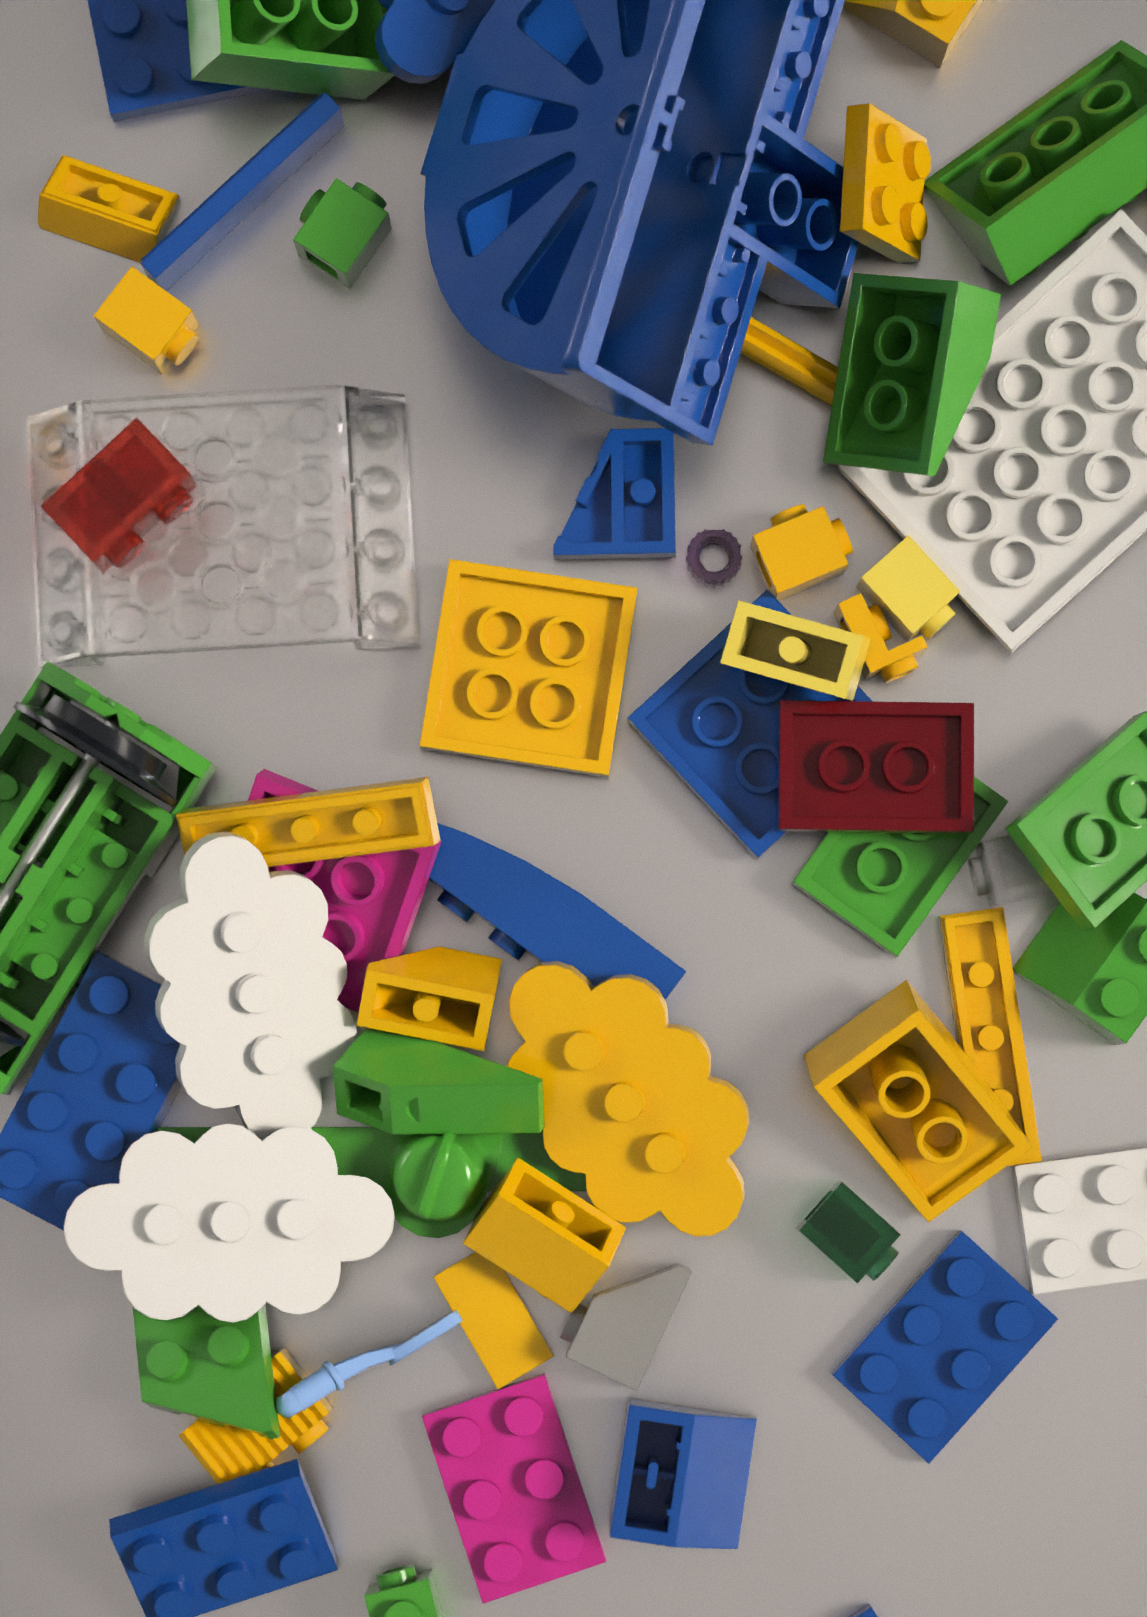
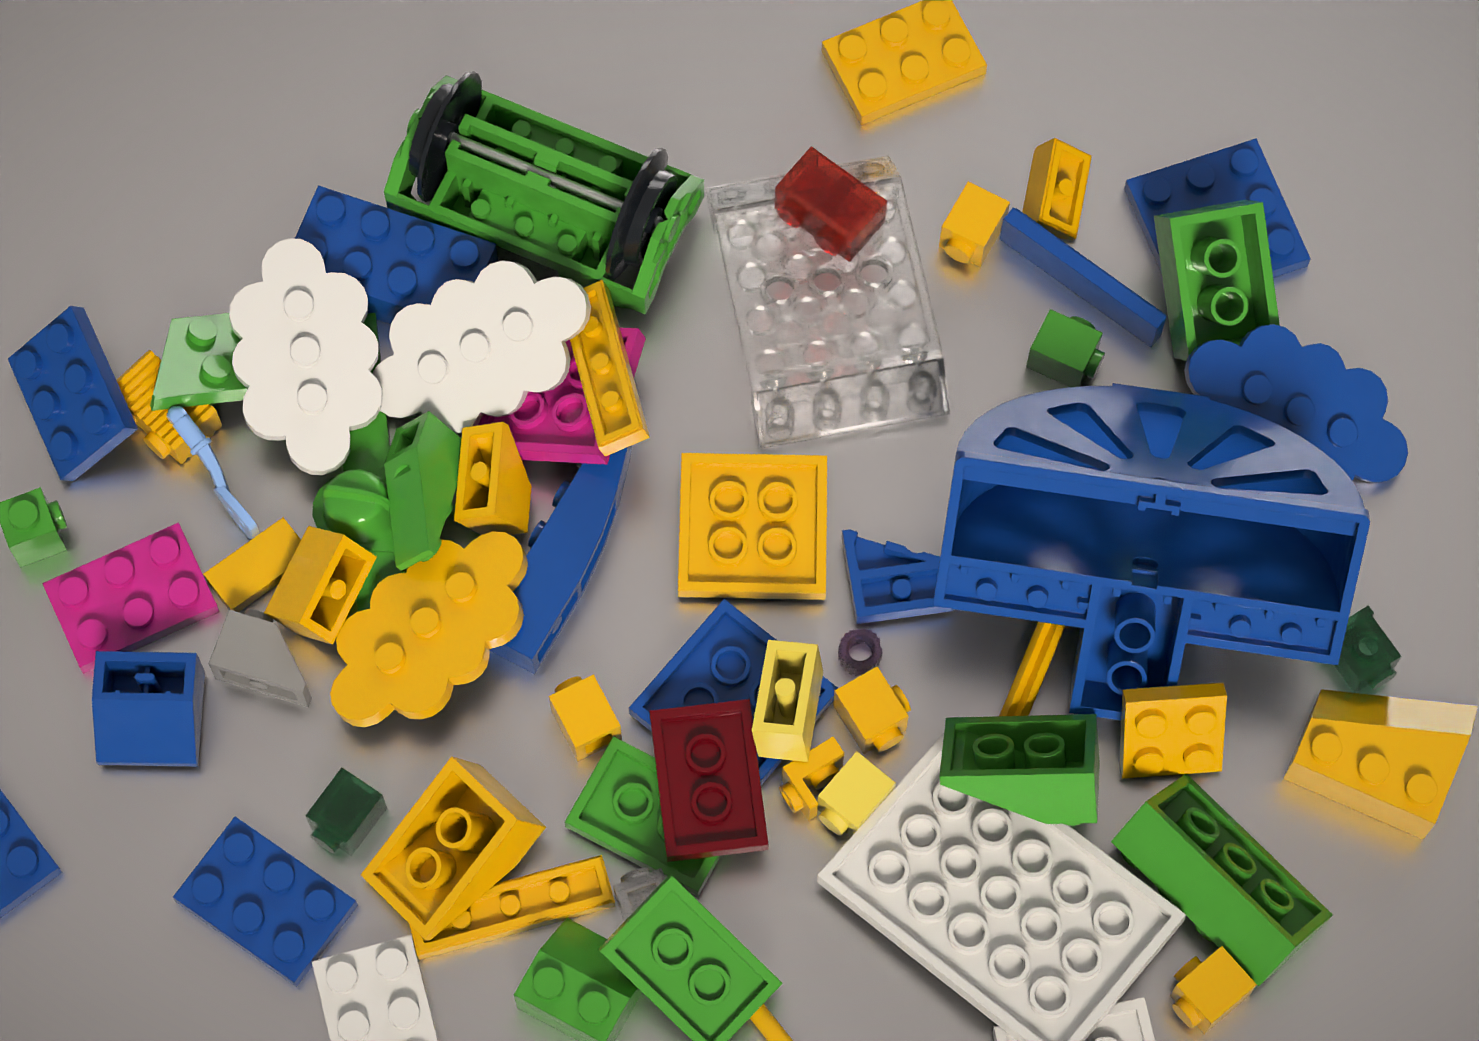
camera: 80 degrees right, 15 degrees down
(758, 915) = (584, 716): none -> yellow brick

